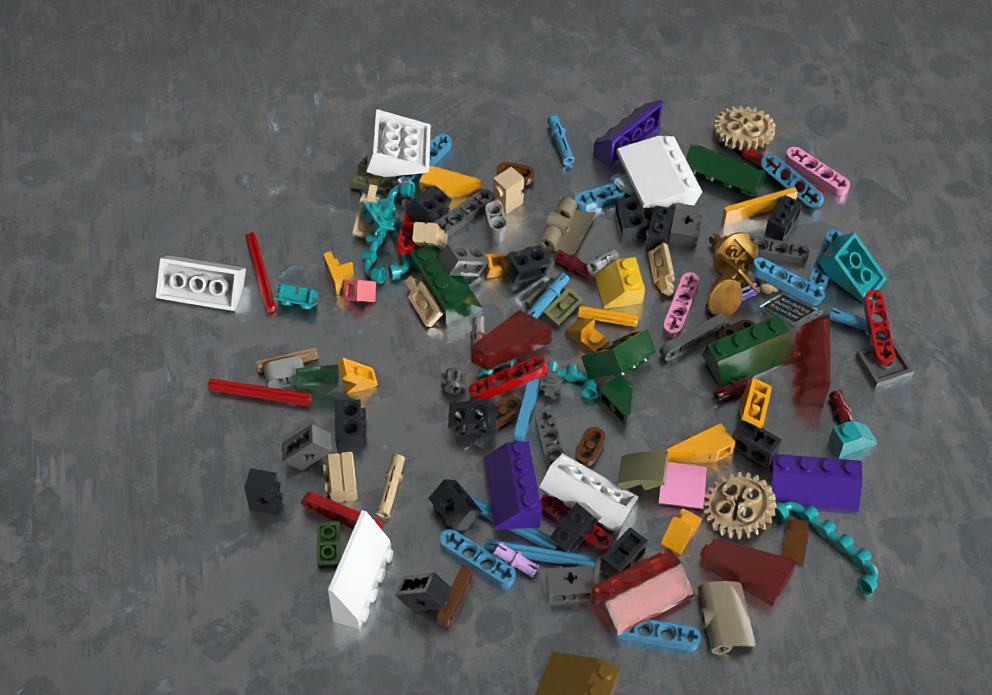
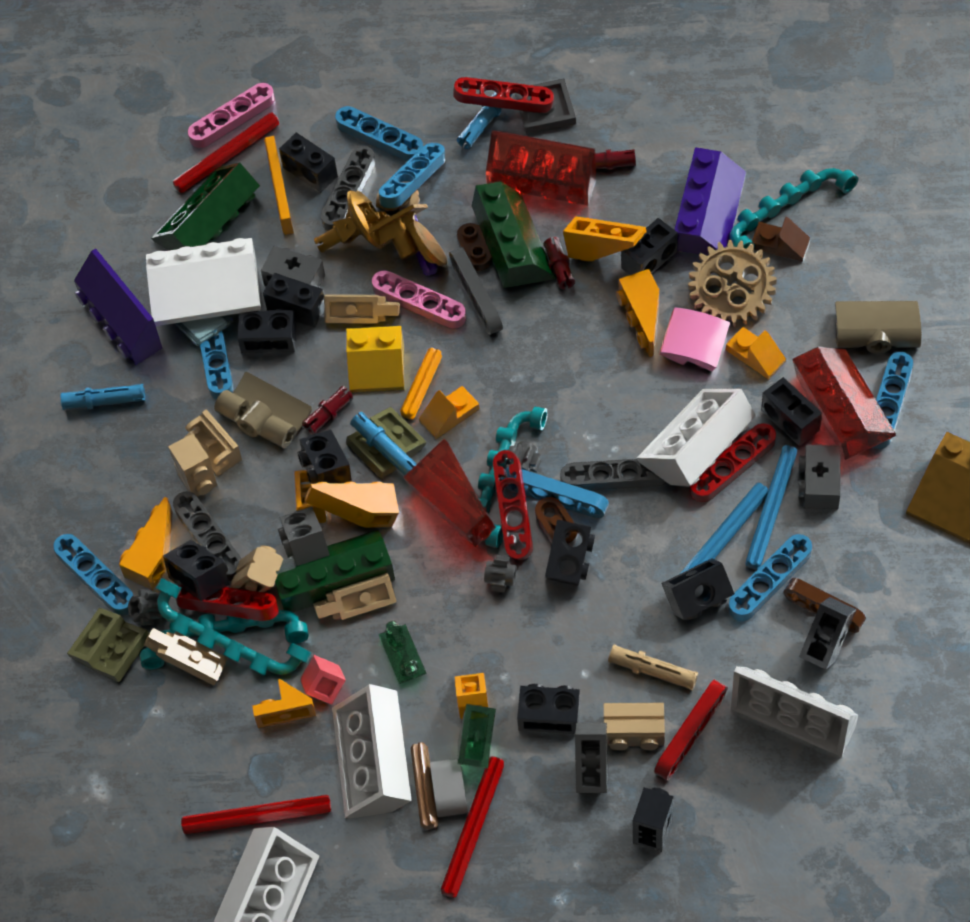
camera: 75 degrees left, 5 degrees up
(303, 298) = (314, 775): teal hinge -> none
(307, 326) = (371, 752): none -> white slope
(328, 543) = (731, 752): bright green slope -> none
(376, 218) = (224, 629): teal hinge -> none
(386, 334) = (401, 652): none -> clear green hinge
(397, 145) = (70, 601): white slope -> none
(478, 329) = (445, 540): light grey pin -> none
(496, 221) = (236, 489): light grey beam -> none
(496, 293) = (359, 503): none -> light orange slope
(513, 487) = (679, 518): dark purple slope -> none
(516, 559) = (782, 531): lavender pin -> none
(524, 170) = (149, 461): reddish brown plate -> none
(535, 205) = (215, 441): none -> tan hinge
(575, 527) = (752, 453): black brick -> none
(589, 448) = (625, 430): reddish brown plate -> none
(602, 261) = (337, 372): light grey pin -> none
(617, 399) = (560, 386): dark green slope -> none
(619, 356) = (504, 370): dark green wedge -> none
(644, 469) = (673, 372): olive slope -> none
(744, 128) = (141, 178): tan gear -> none
(757, 571) = (823, 280): clear red slope -> none
(791, 310) = (458, 179): piece -> none
(792, 180) = (247, 141): dark azure beam -> none
(851, 438) = (652, 159): teal slope -> none
(852, 266) = (402, 104): teal slope -> none

